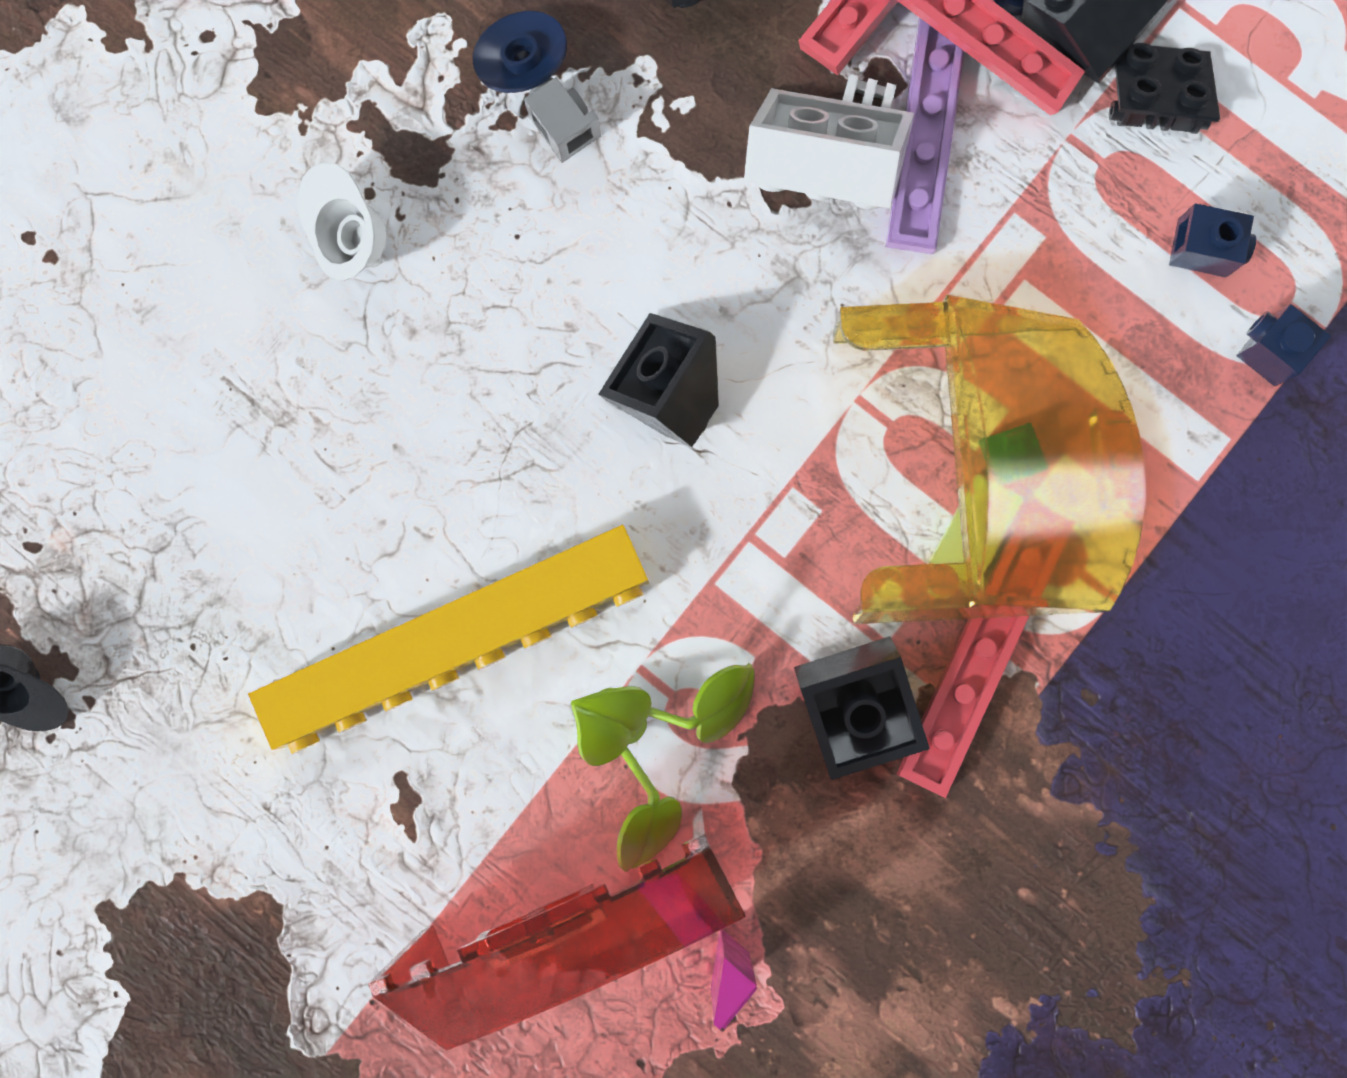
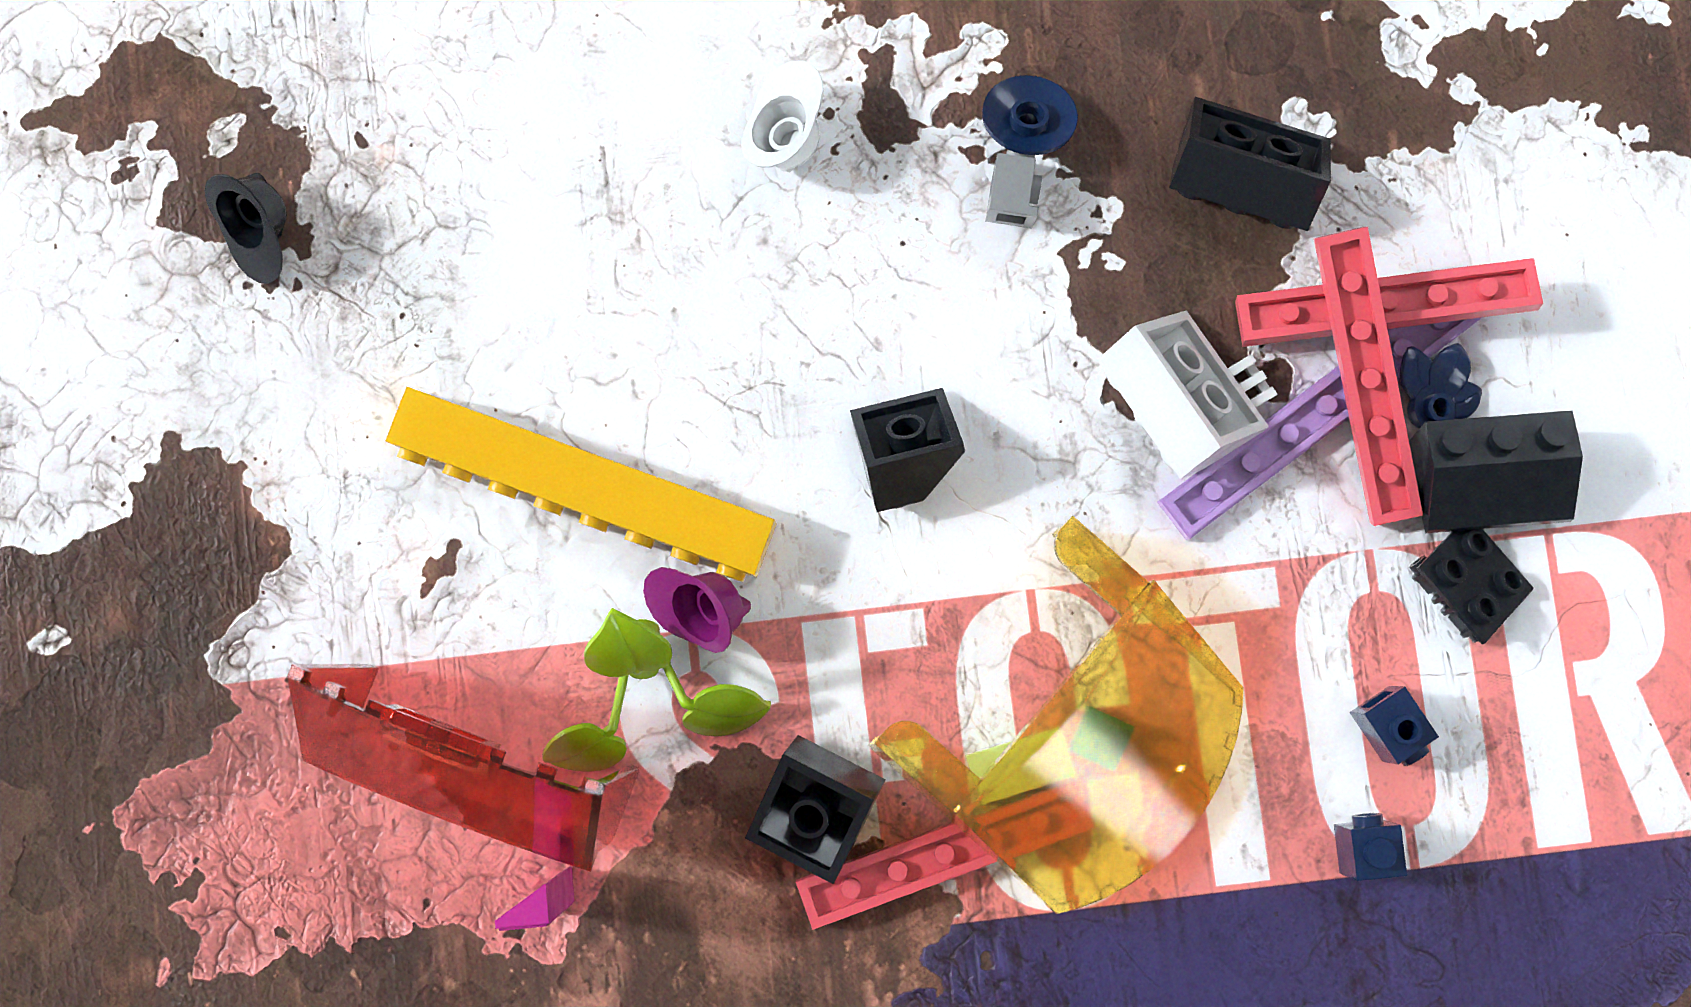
camera: 40 degrees right, 0 degrees up
(627, 647) = (695, 607): none -> magenta piece

